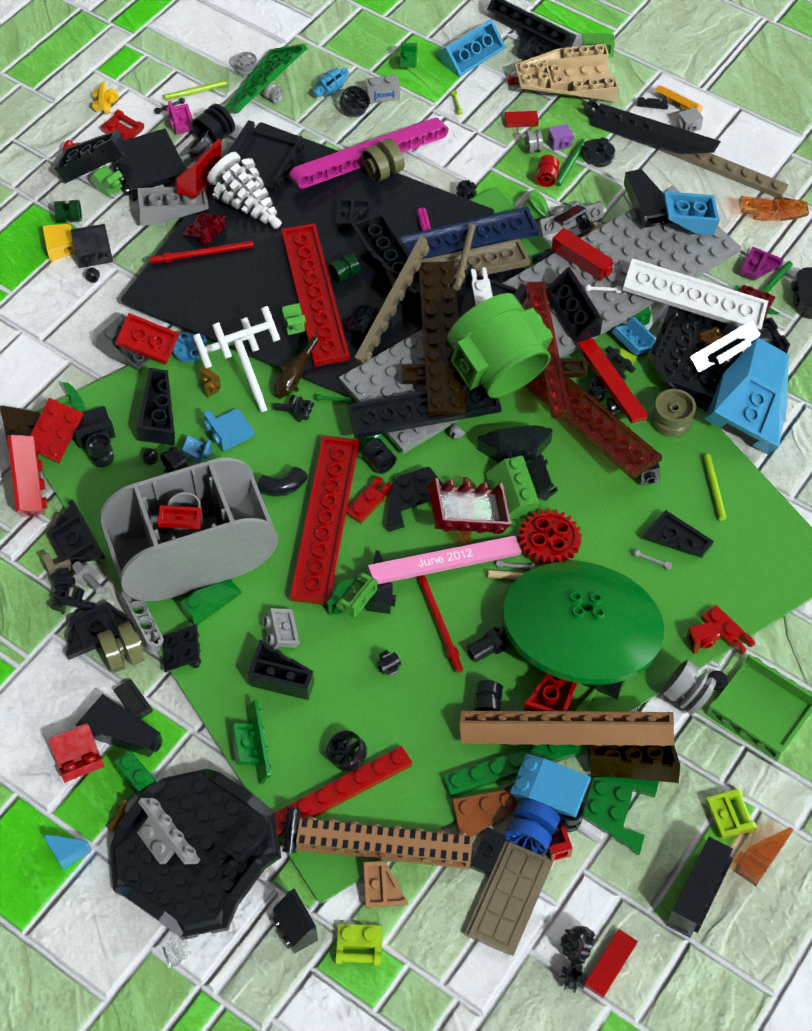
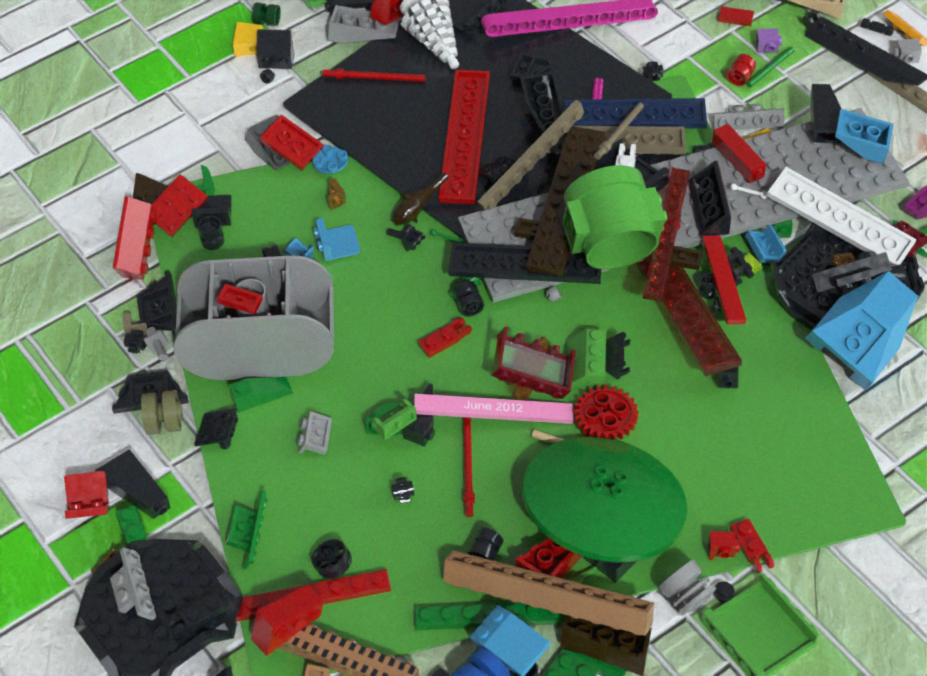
camera: 20 degrees right, 5 degrees down
(66, 601) = (125, 361): black arm -> none
(67, 850) = (47, 580): dark azure slope -> none
(133, 699) = (157, 463): pearl dark grey tile -> none
(144, 617) = (194, 392): light grey beam -> none
(152, 456) = (255, 249): black hinge -> none
(156, 414) = (274, 210): black wedge -> none
(205, 227) = (386, 54): dark red hinge -> none
(237, 338) = (368, 159): white piece -> none
(279, 674) = (295, 472): black wedge -> none
(282, 486) = (367, 304): black cylinder -> none
(291, 830) = (256, 603): black pin -> none
(293, 319) = (434, 153): bright green brick -> none
(325, 521) = (395, 345): red plate -> none
(330, 825) = (285, 618): none -> red wedge
(346, 266) = (503, 117): dark green wheel -> none
(383, 160) = (576, 25): olive wheel -> none
(408, 492) = (481, 340): black wing -> none
(482, 810) = (440, 650): dark orange wing -> none
(494, 642) = (508, 497): black piece -> none
(500, 564) = (548, 427): light grey hinge -> none
(515, 442) = (607, 315): black wedge -> none
(533, 141) = (738, 39): light grey wheel -> none
(536, 204) = (717, 99): bright green piece -> none
(572, 213) = (761, 129): black piece -> none
(598, 145) = (796, 57): black plate -> none
(667, 565) = (714, 469): light grey hinge -> none
(673, 412) = (776, 325): olive wheel -> none
(678, 535) = (736, 443): black wing -> none
(714, 487) = (793, 407): lime bar -> none

